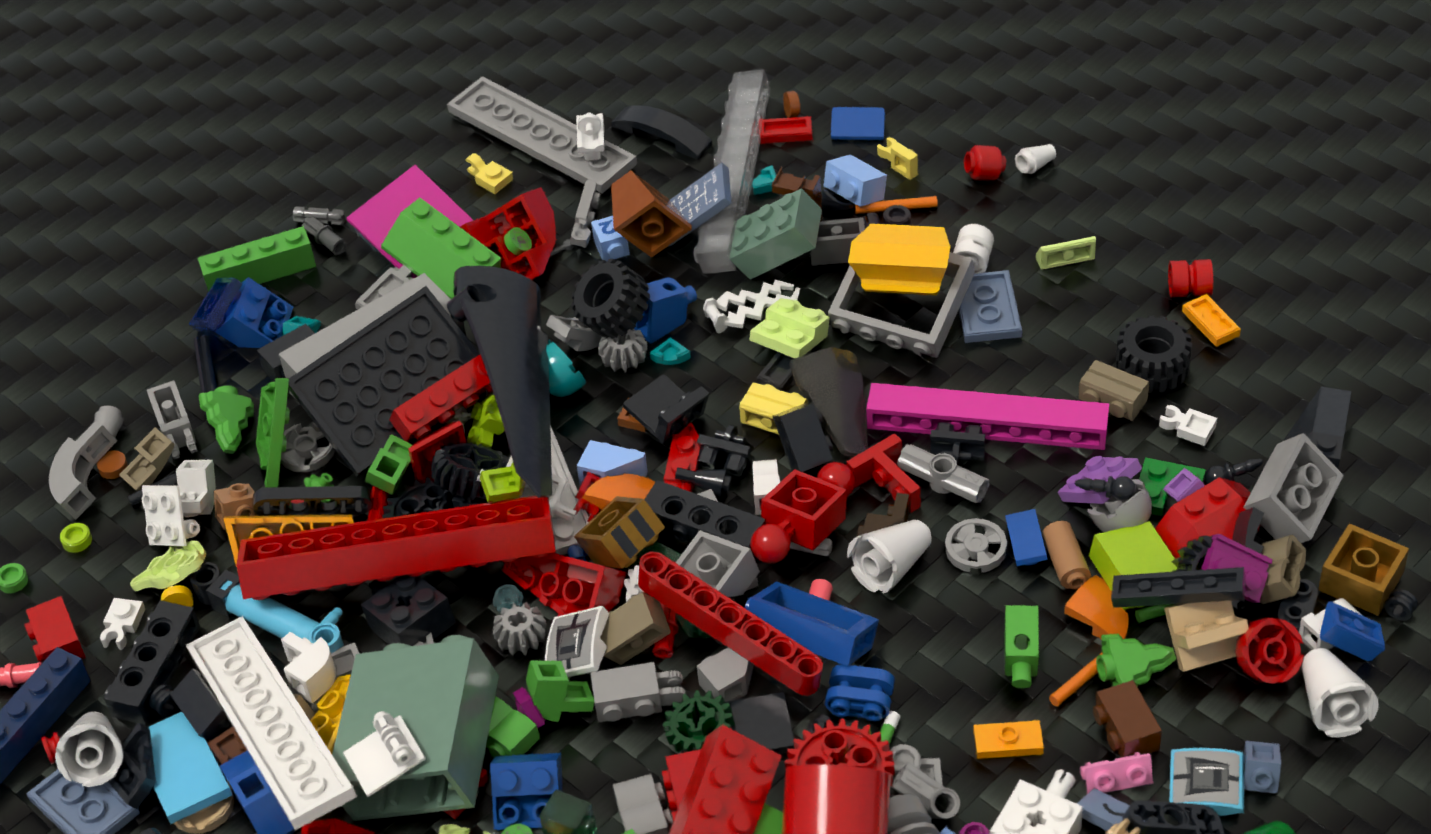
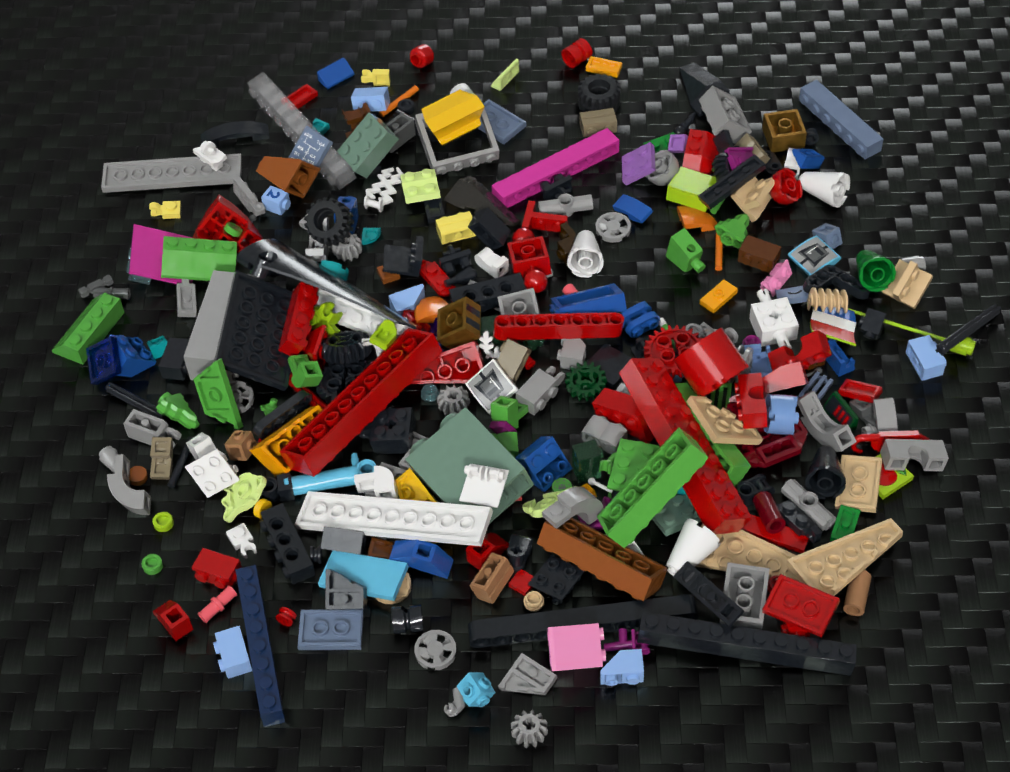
camera: 45 degrees left, 5 degrees up
(89, 751) = (315, 596): white cone -> none
(791, 104) = (290, 82): dark orange tile -> none
(1034, 158) = (441, 41): white cone -> none
(1066, 554) = (659, 204): medium nougat brick -> none
(1121, 487) = (660, 157): black bar -> none
(1190, 426) = (646, 116): white plate -> none

